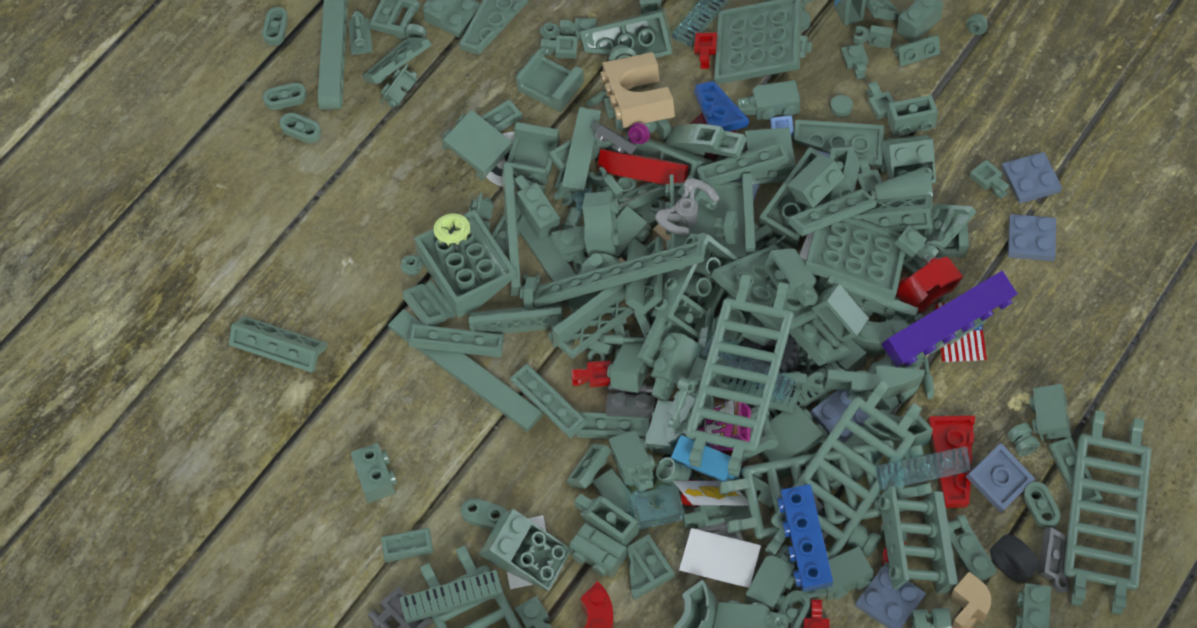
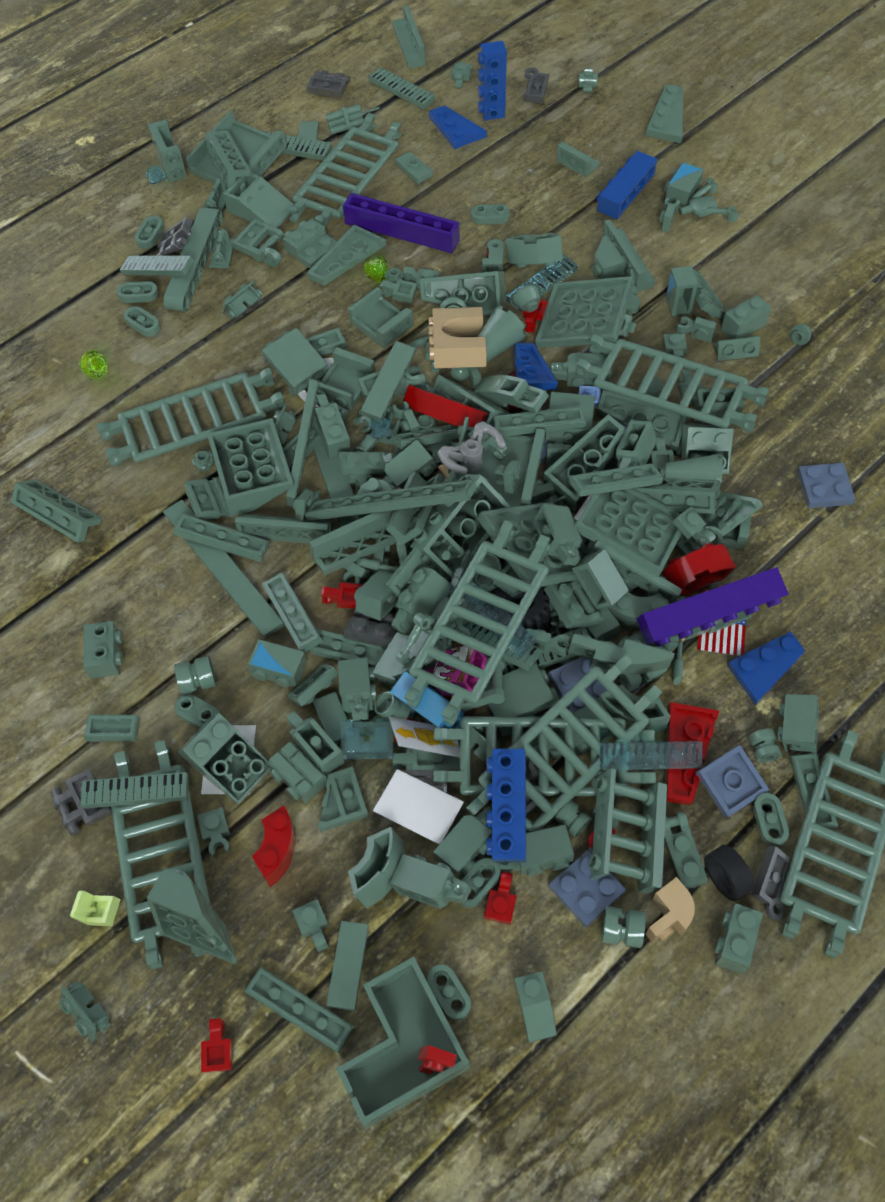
camera: 10 degrees right, 0 degrees up
(266, 184) = (93, 364): none -> clear neon green cone
(298, 64) = (157, 265): none -> sand green tile
(307, 31) = (175, 238): none -> flat silver plate
(321, 276) = (116, 455): none -> sand green bar
(395, 59) = (256, 271): sand green wing -> none
(446, 223) = (241, 425): yellowish green gear -> none
(475, 478) = (191, 676): none -> sand green wheel
(530, 27) = (376, 268): none -> clear neon green cone
(548, 453) = (277, 664): none -> sand green brick
(601, 223) = (386, 450): sand green brick -> none
(620, 143) = (426, 380): dark grey hinge -> none
(639, 133) = (447, 376): magenta plate -> none
(679, 75) = (501, 332): none -> sand green cone
(697, 35) = (527, 298): none -> sand green cone
(764, 193) = (555, 451): none -> sand green tile
(815, 181) = (605, 446): sand green brick -> none
(927, 126) = (745, 421): none -> sand green bar
(989, 176) = (783, 476): sand green plate -> none
(1008, 365) = (765, 665): none -> blue wing
(1032, 237) = (815, 543): sand blue plate -> none

